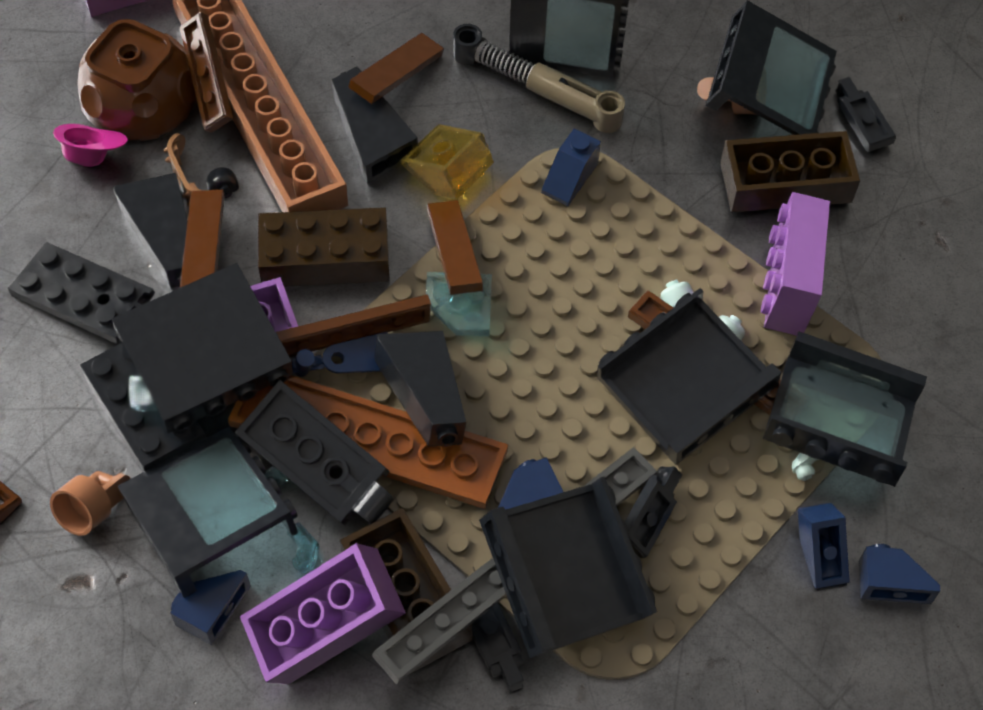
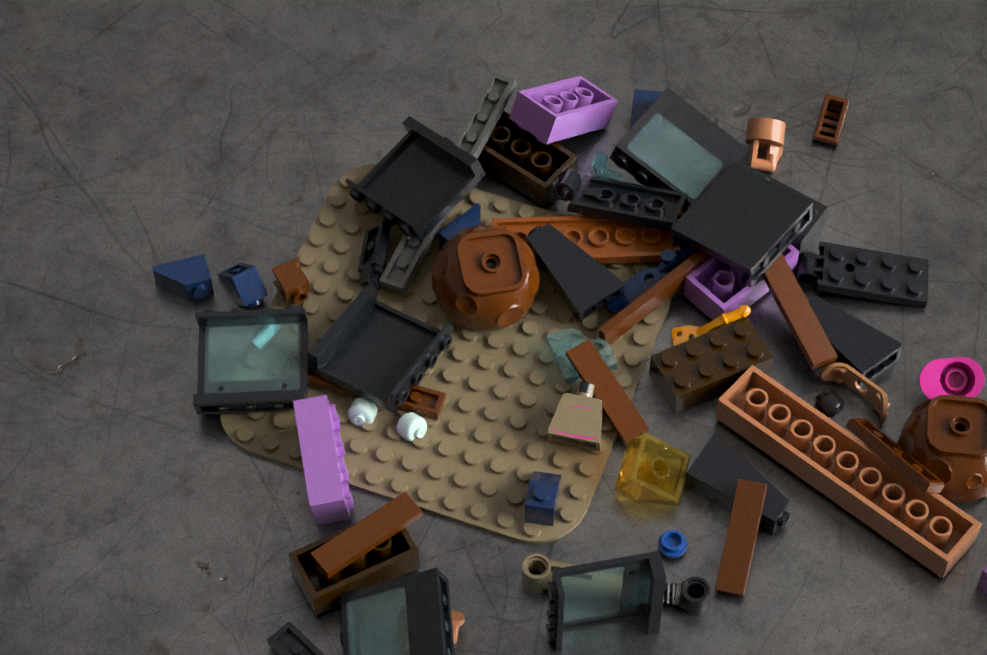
camera: 160 degrees right, 5 degrees down
(312, 288) = (724, 319): none -> light orange piece
(461, 99) = (672, 544): none -> blue plate
(502, 222) = (578, 419): none -> dark tan torso
(533, 404) = (484, 295): none -> reddish brown rock
(766, 506) = (291, 282): none -> reddish brown window
(774, 165) = (366, 534): none -> reddish brown tile

